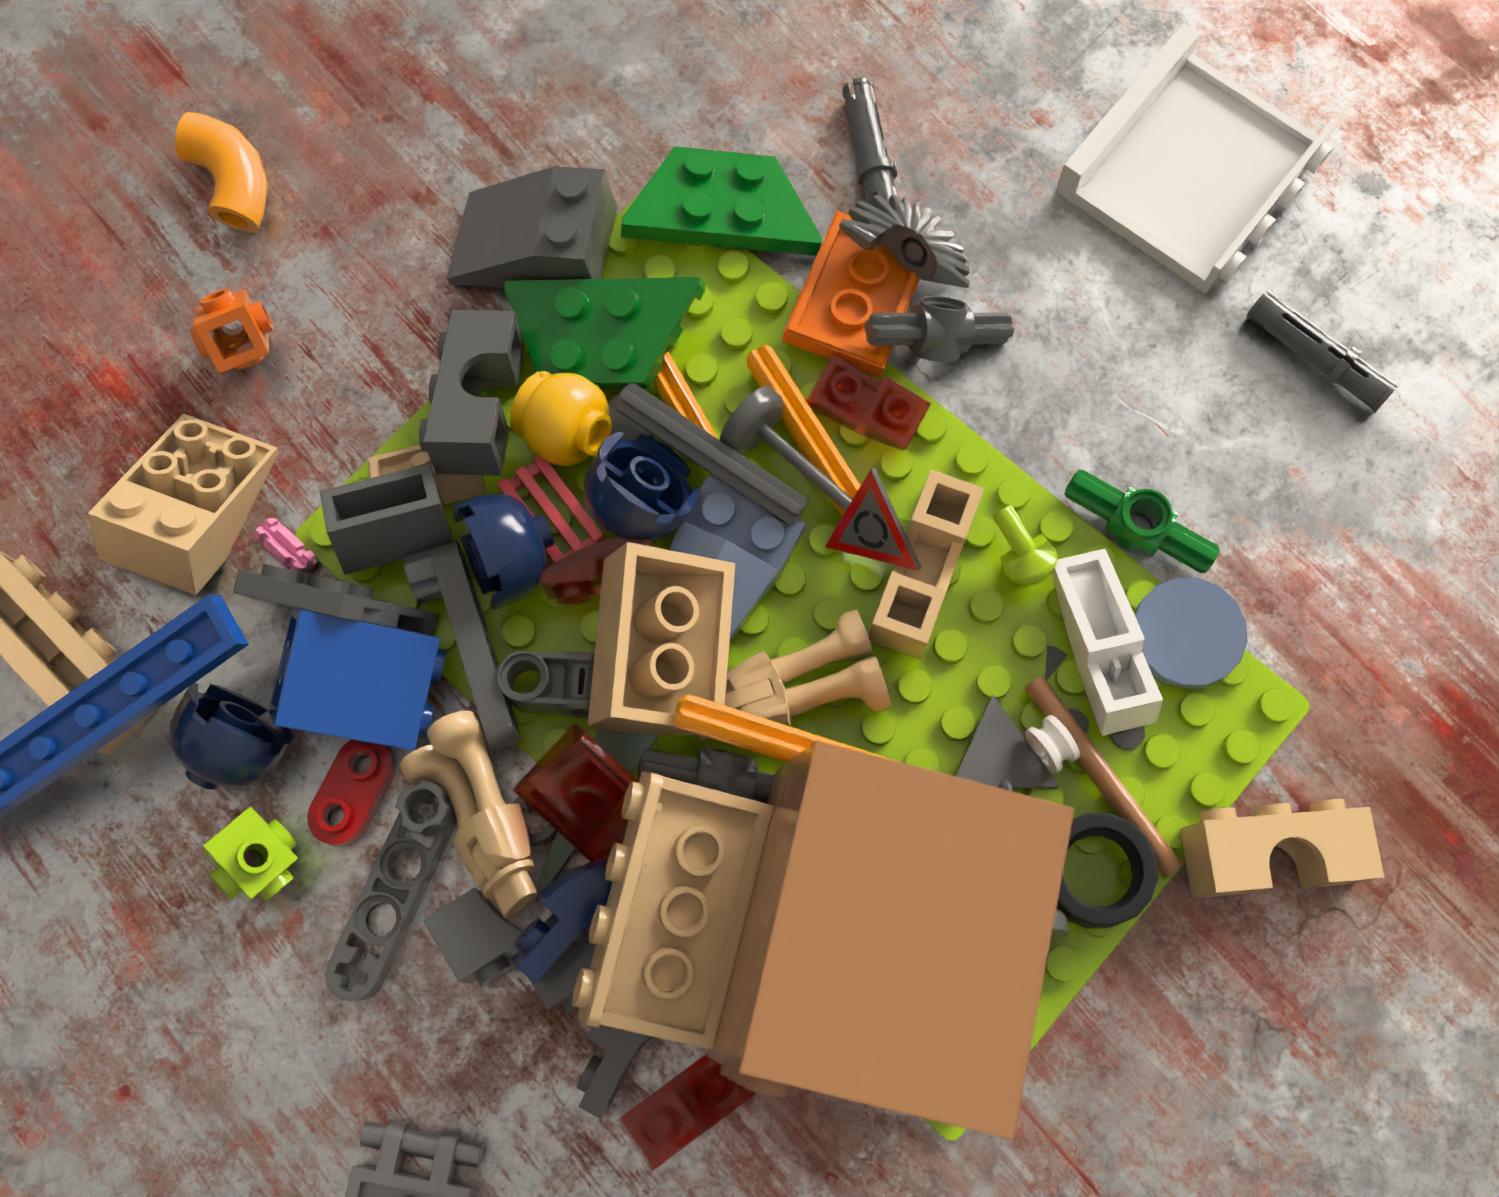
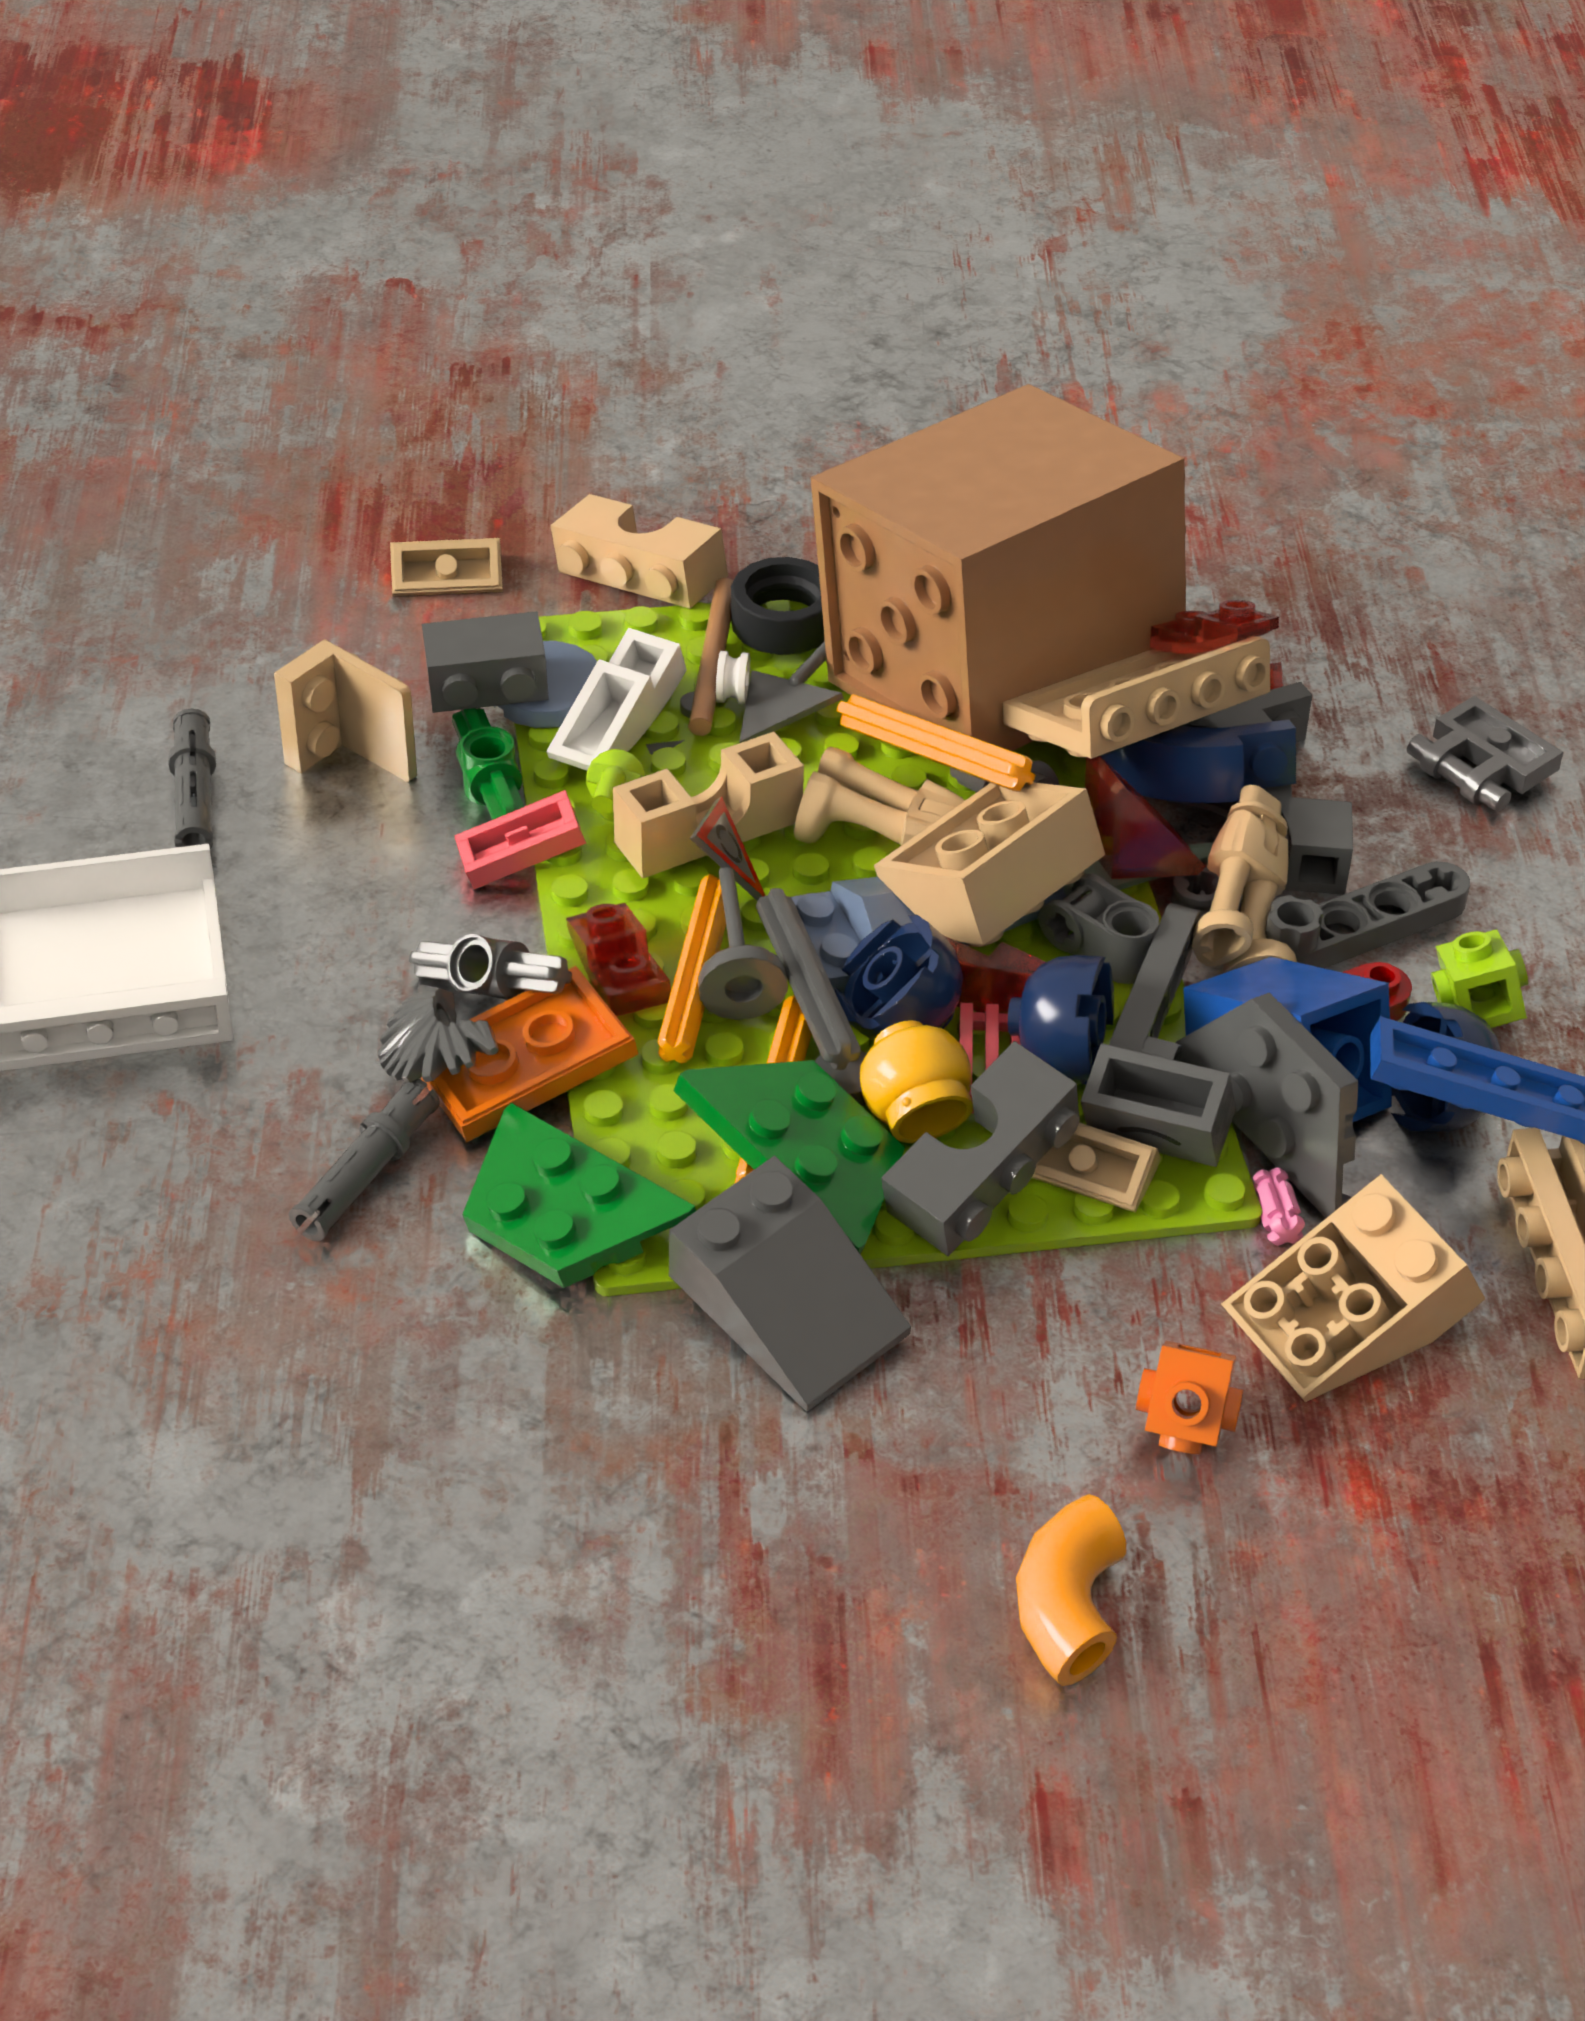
camera: 145 degrees left, 30 degrees down
(657, 1027) = (1206, 631): none -> clear red slope
(1026, 495) = (519, 839): none -> coral tile
(1228, 576) = (485, 661): none -> dark grey brick
(1286, 471) = (340, 700): none -> tan bracket
(1418, 732) = (446, 567): none -> tan slope

